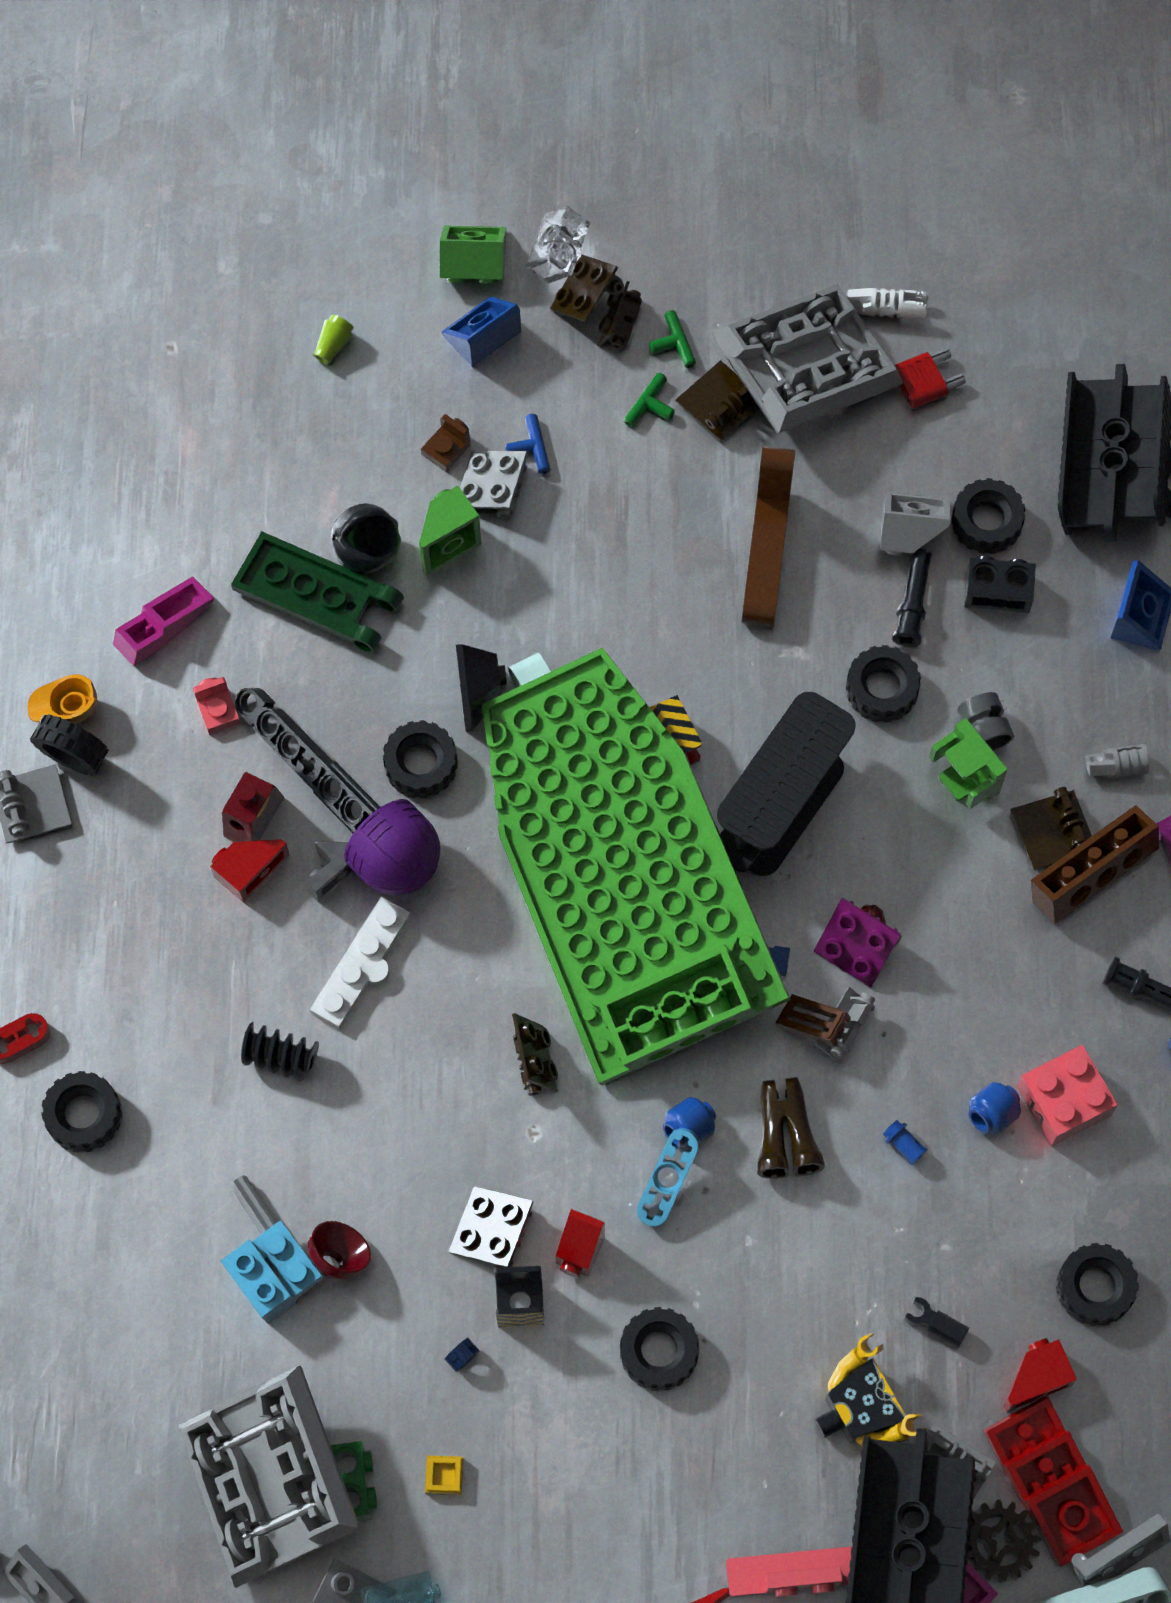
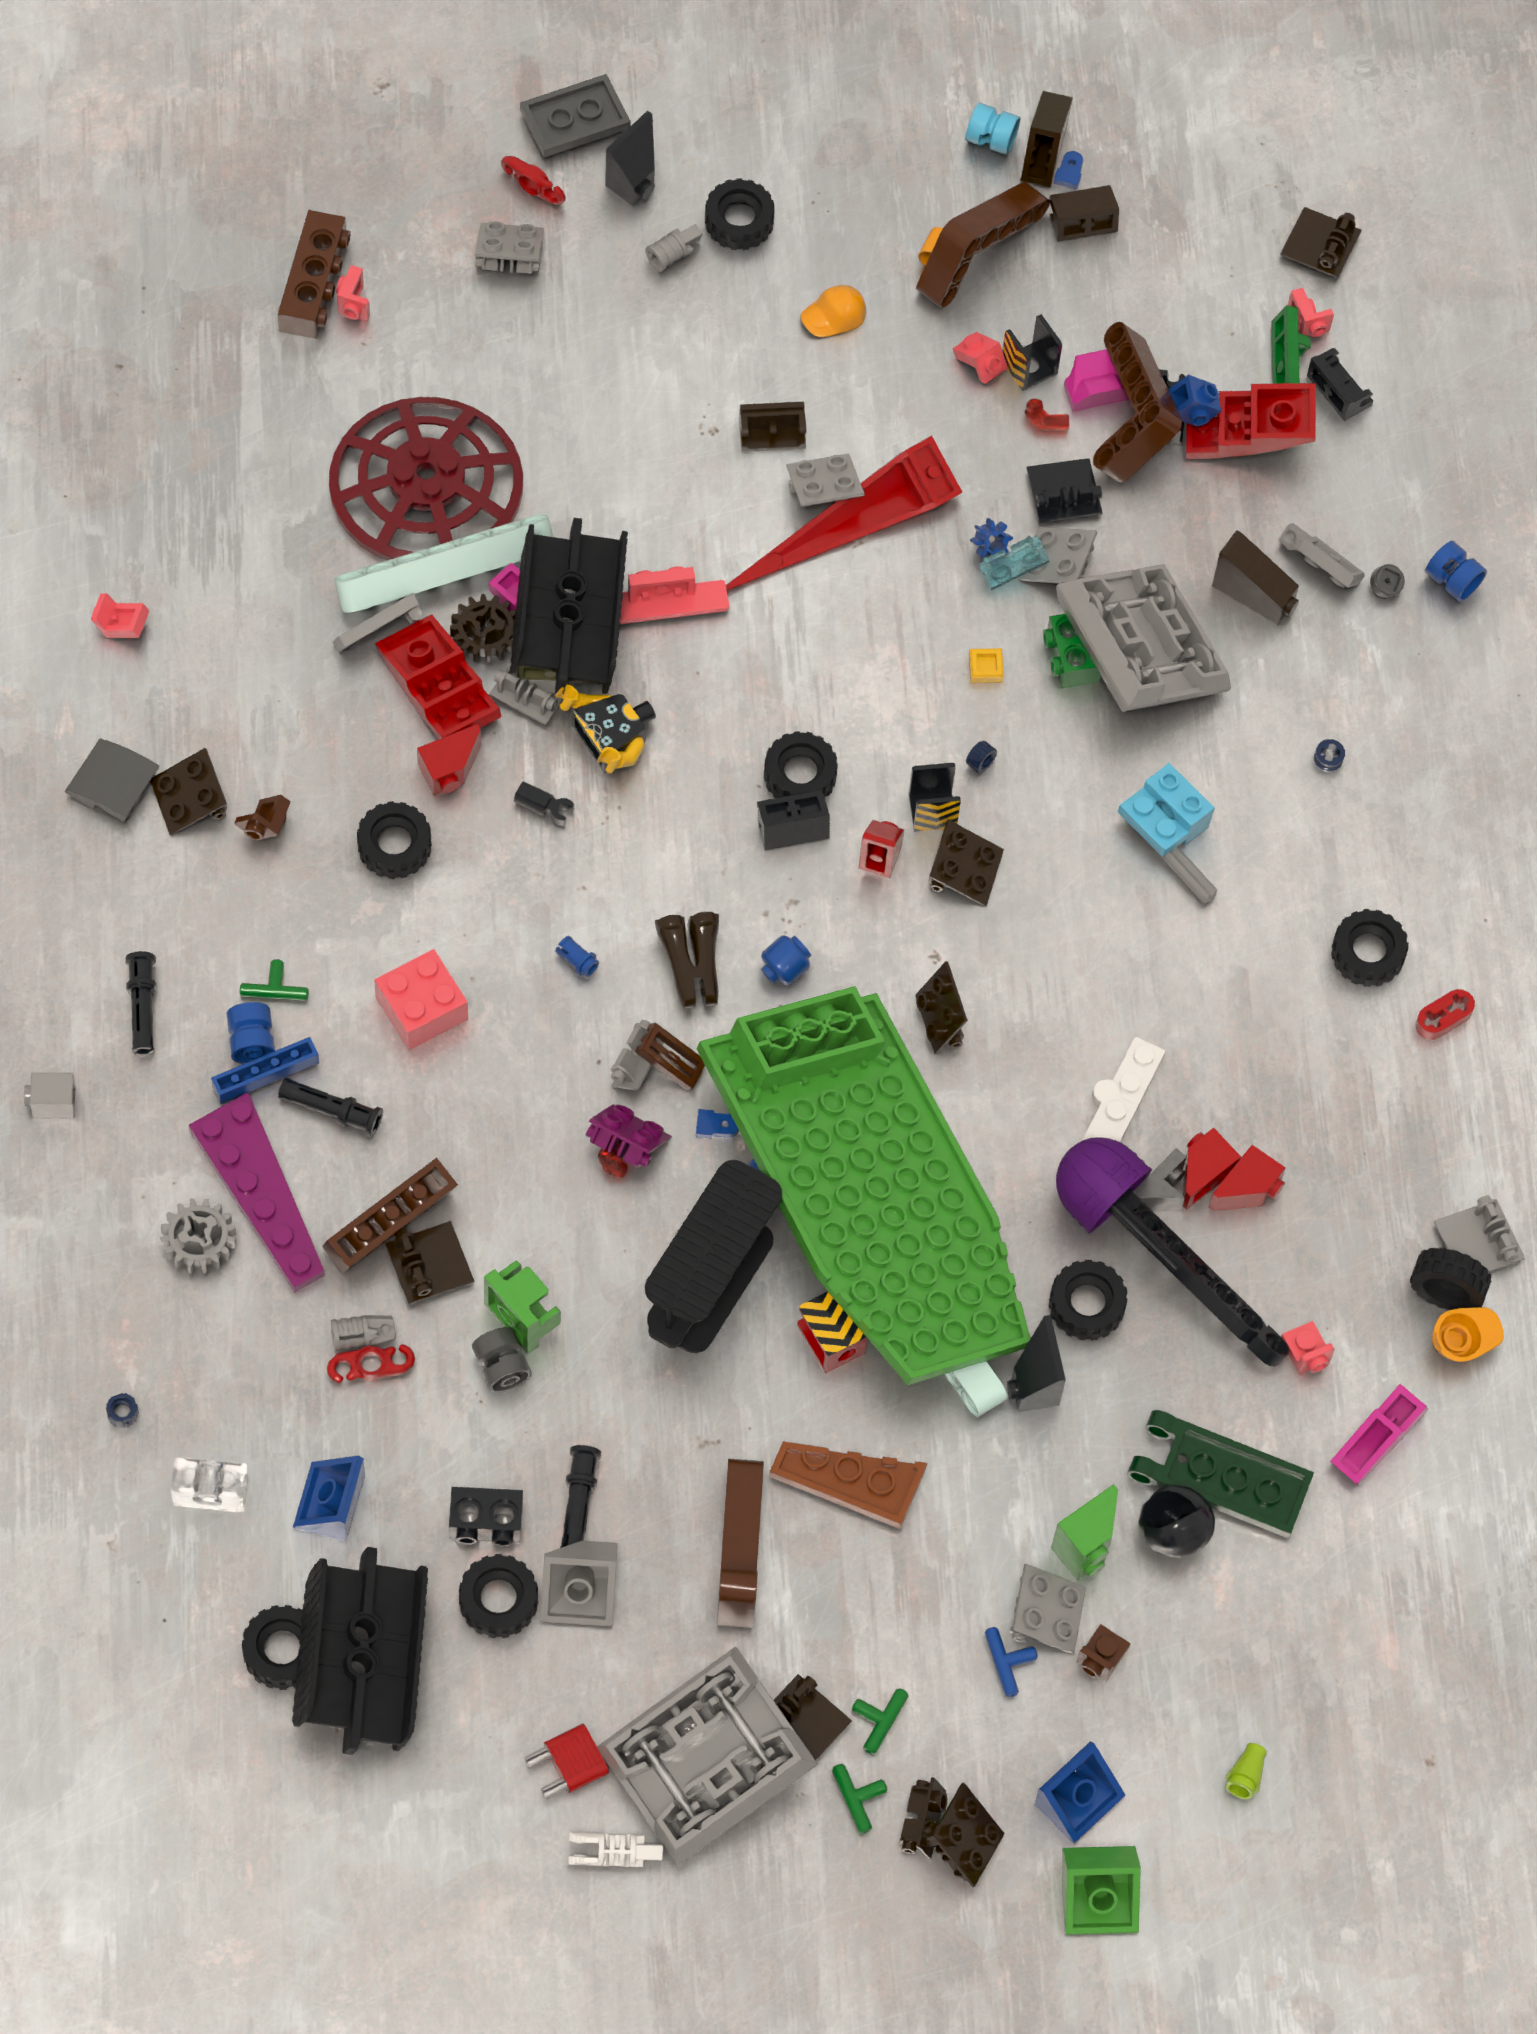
camera: 170 degrees right, 5 degrees down
(87, 1353) = (1336, 747): none -> dark blue bush
(128, 1555) = (1254, 579): none -> dark brown slope
(252, 806) = (1254, 1230): dark red torso -> none
(278, 1053) = (1189, 1004): black piece -> none
(285, 883) = (1206, 1165): none -> red slope
(343, 1245) = (1092, 835): dark red piece -> none
(558, 244) = (1003, 1893): clear brick -> none
(649, 1196) = (804, 916): medium azure beam -> none
(657, 602) = (858, 1482): none -> dark orange wing
(672, 1286) = (793, 819): none -> black hinge
(888, 659) = (613, 1429): black tyre -> none
(994, 1108) = (491, 987): blue head -> none
(1092, 729) = (355, 1357): none -> red piece

